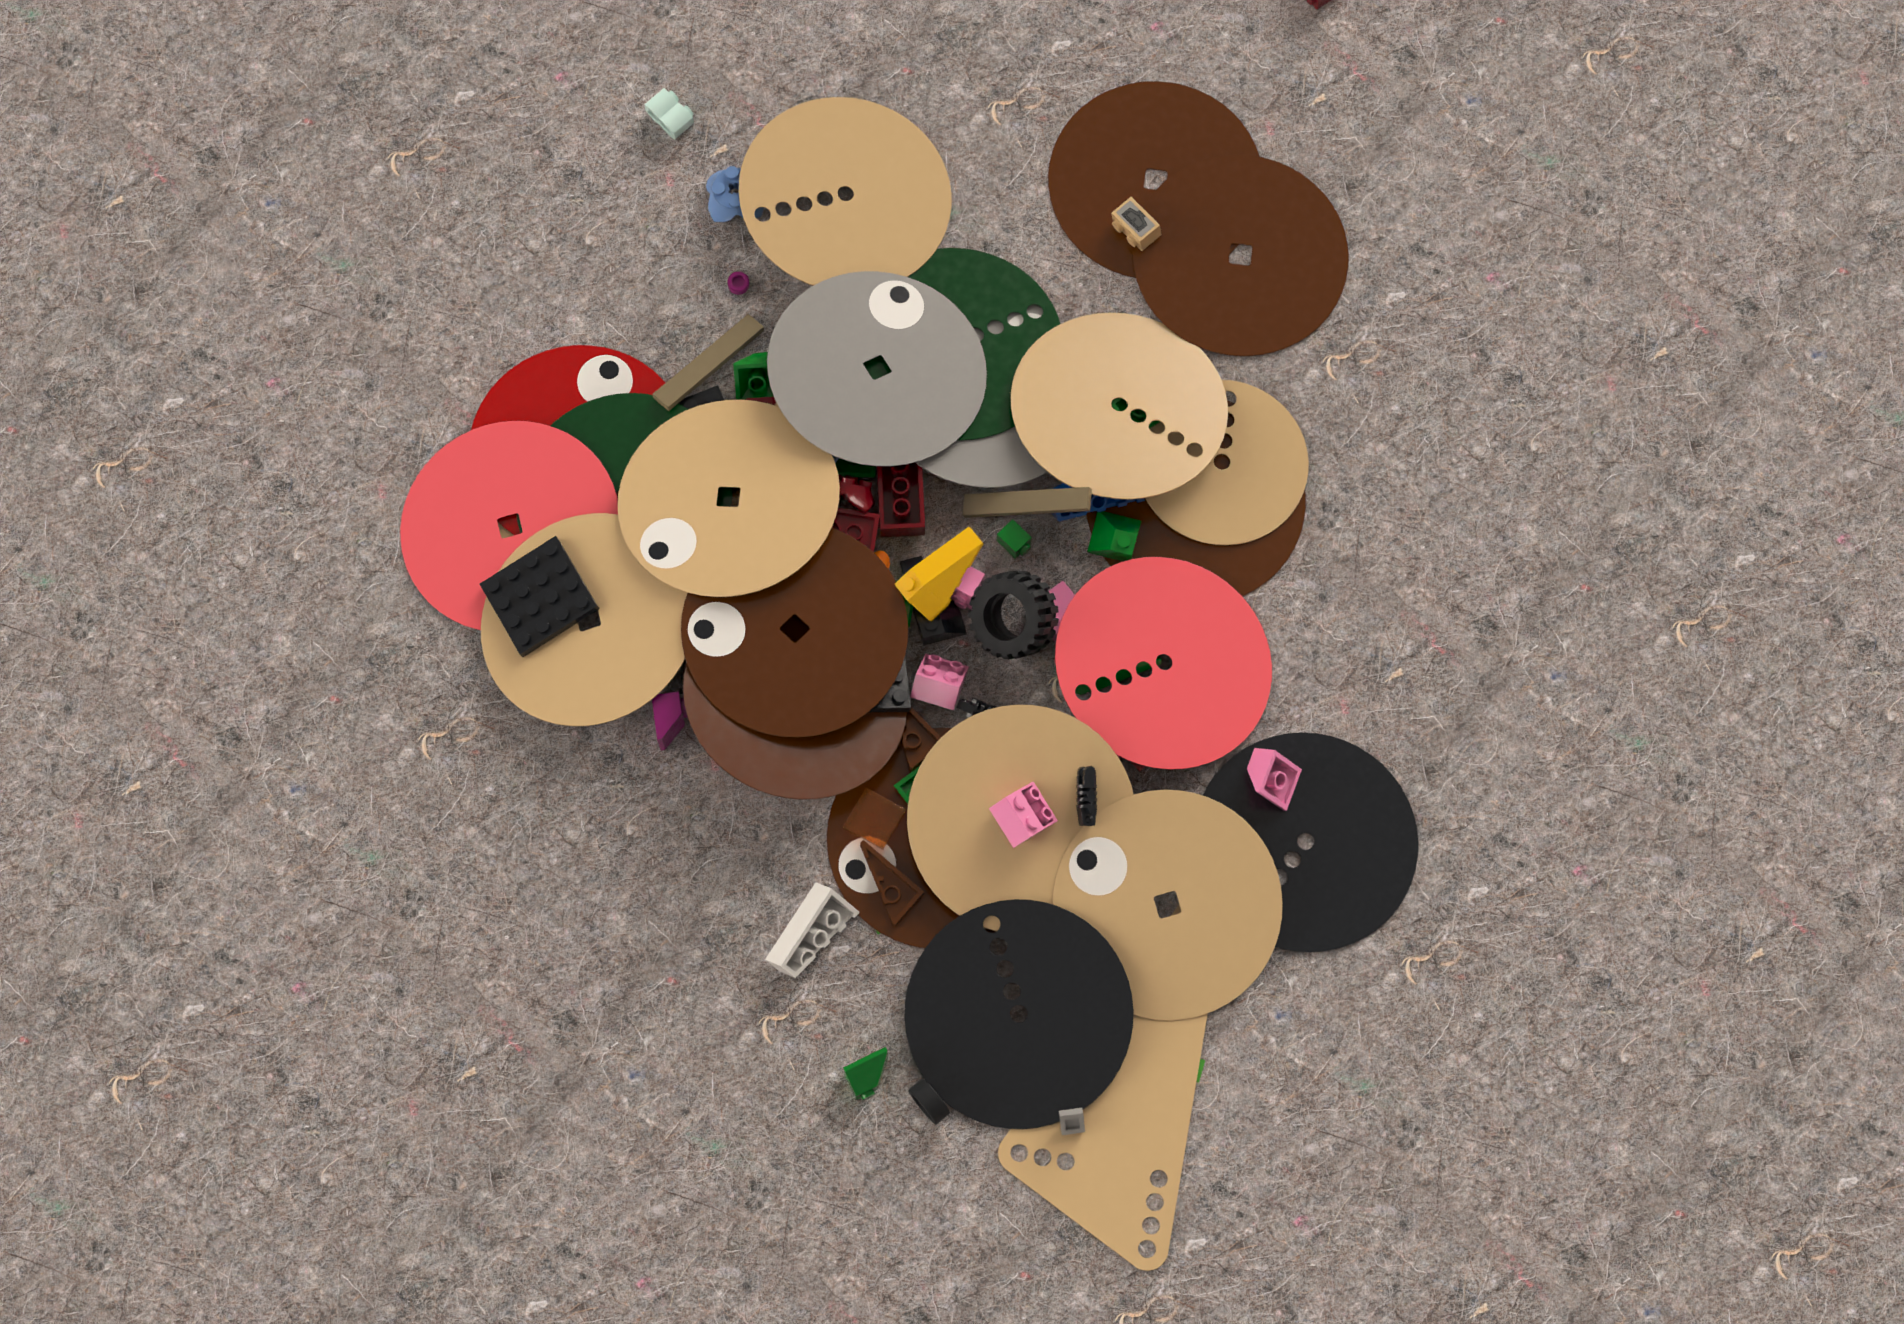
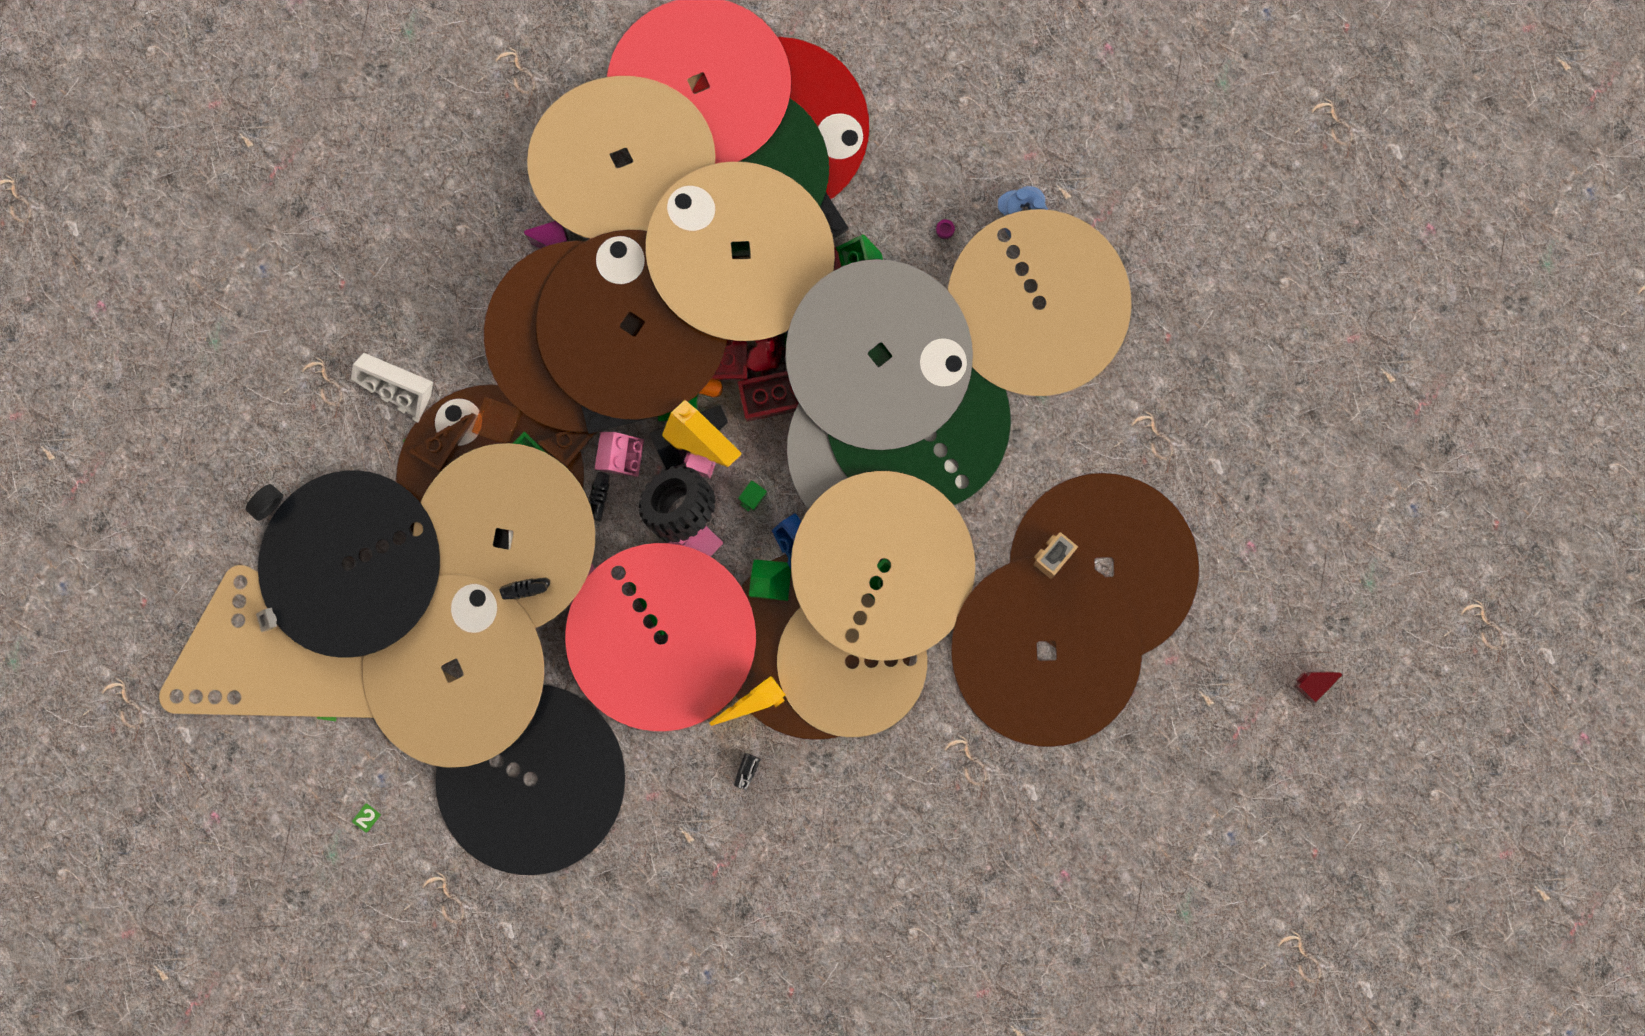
camera: 85 degrees right, 10 degrees up
(539, 596) = (636, 116): black plate -> none
(669, 113) = (1088, 142): light aqua brick -> none
(708, 362) = (866, 215): dark tan tile -> none
(866, 1073) = (280, 448): green slope -> none
(1023, 814) = (502, 539): bright pink slope -> none
(1027, 502) = (780, 501): dark tan tile -> none
(1248, 562) = (761, 697): none -> yellow wedge
(1273, 776) = (576, 743): bright pink slope -> none
(1325, 1039) = (366, 818): none -> bright green sticker
(1330, 594) = (746, 771): none -> black hinge

